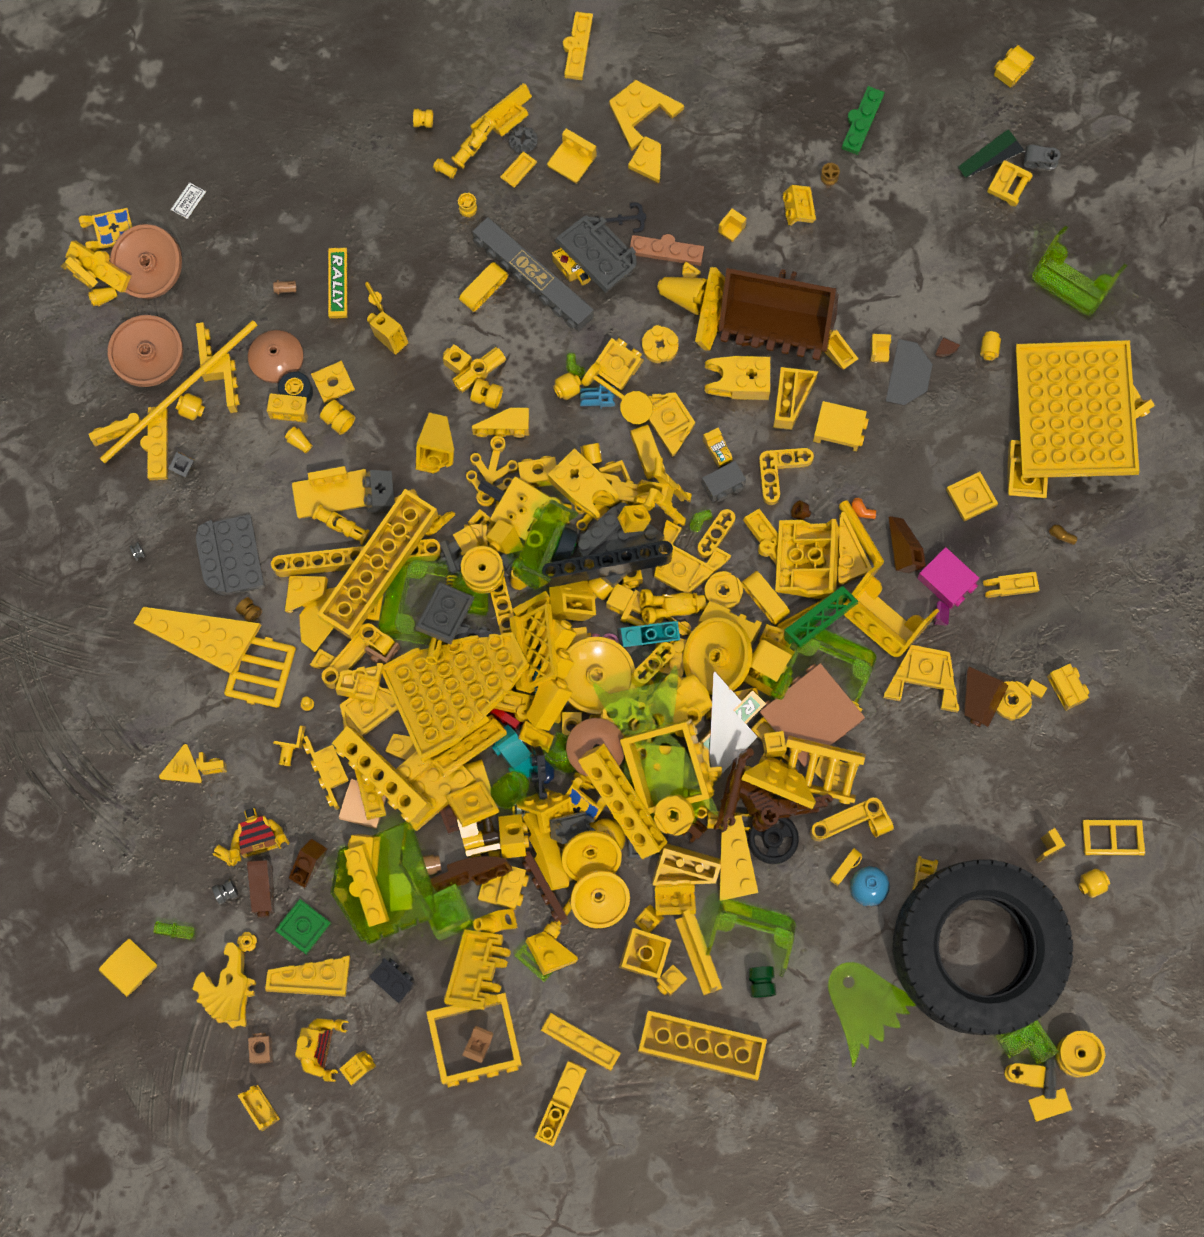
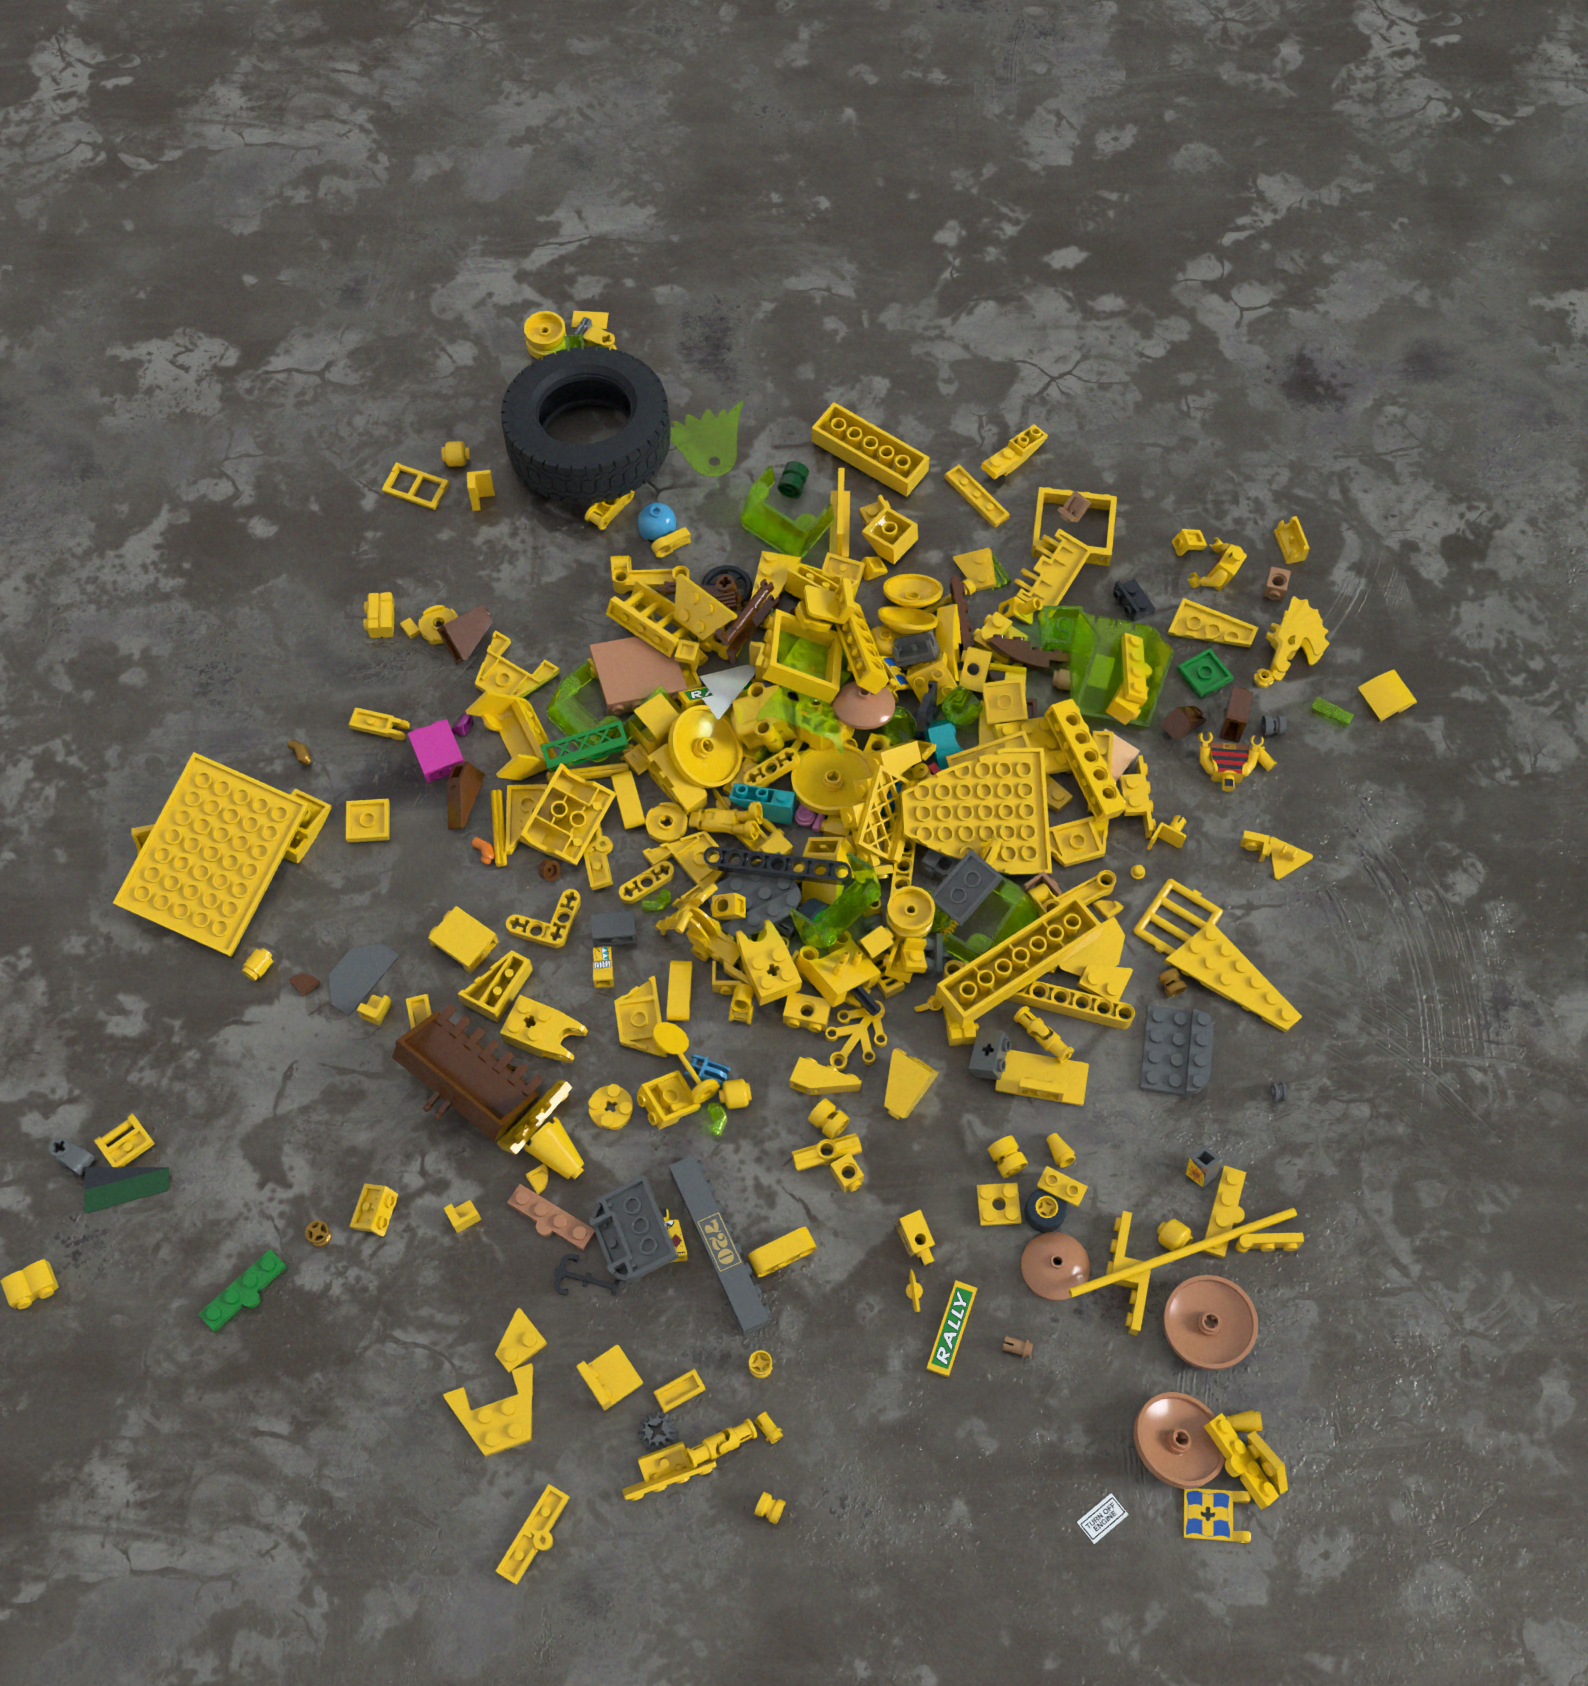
camera: 160 degrees left, 10 degrees down
(360, 683) = (1077, 860): yellow slope -> none
(665, 827) = (830, 605): none -> yellow bracket
(1069, 283) = (127, 994): clear neon green windscreen -> none

